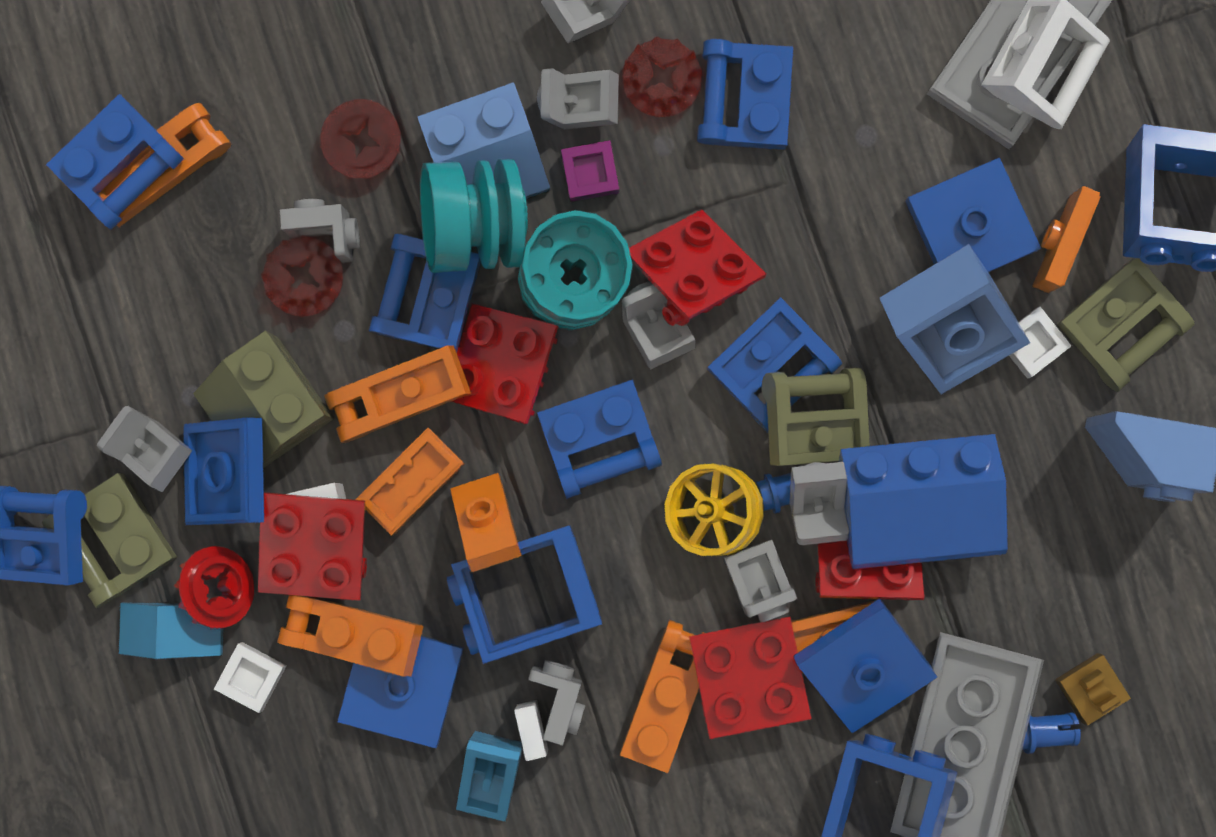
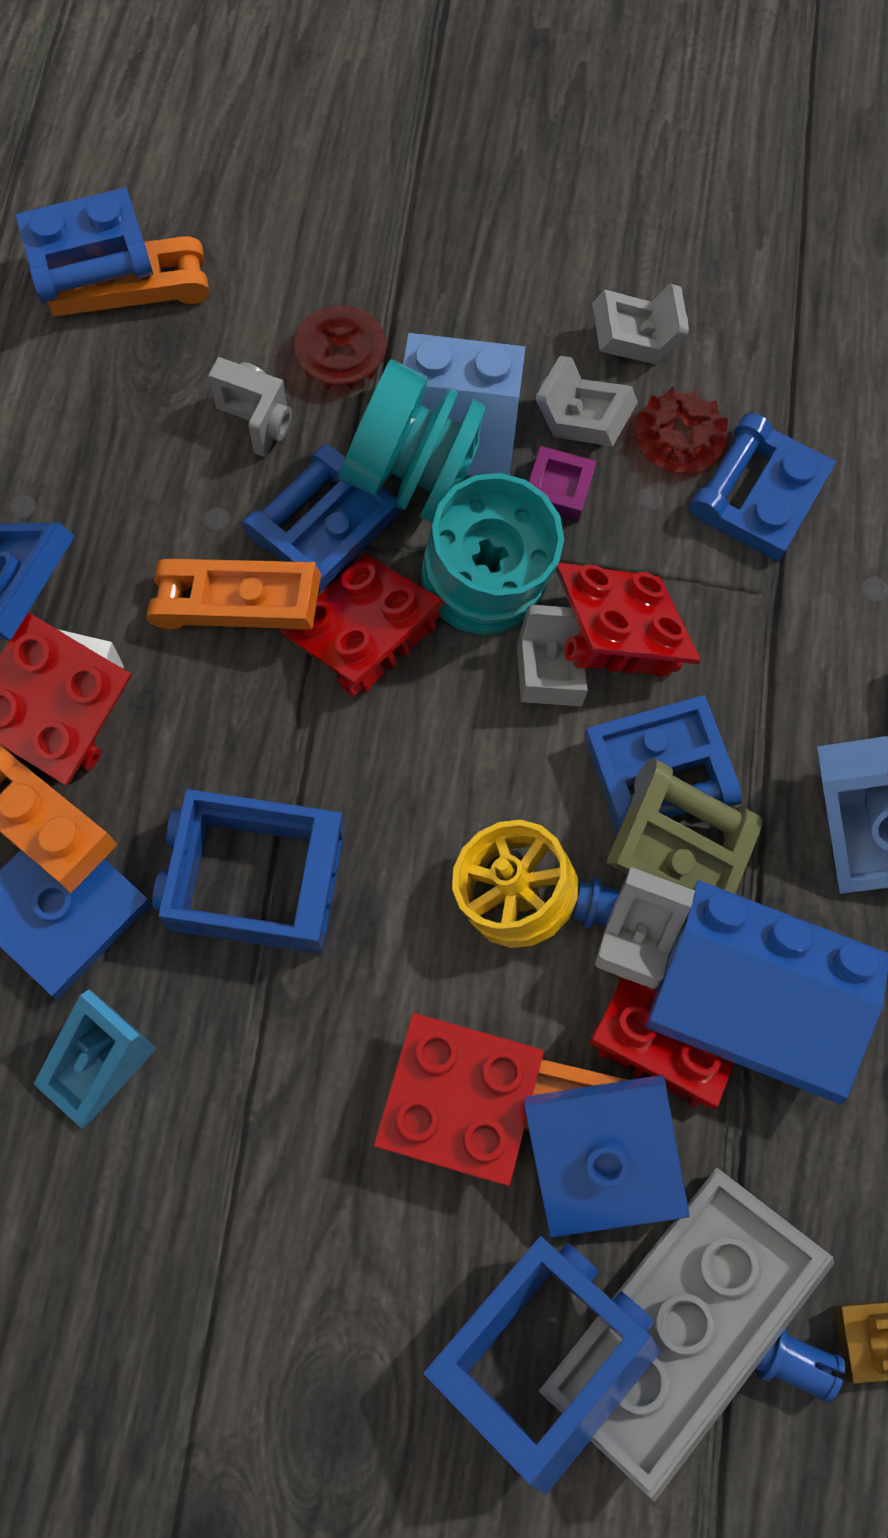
camera: 20 degrees right, 15 degrees down
(268, 385) = (111, 546): olive slope -> none
(305, 299) = (194, 463): clear red gear -> none
(410, 481) = (195, 692): orange plate -> none
(485, 522) = (249, 768): orange plate -> none
(531, 730) = (171, 1029): white tile -> none
(565, 712) = (222, 1026): light grey bracket -> none
(593, 422) = (427, 732): blue plate -> none
(663, 704) = (339, 1084): orange plate -> none
(760, 581) = (529, 993): light grey bracket -> none

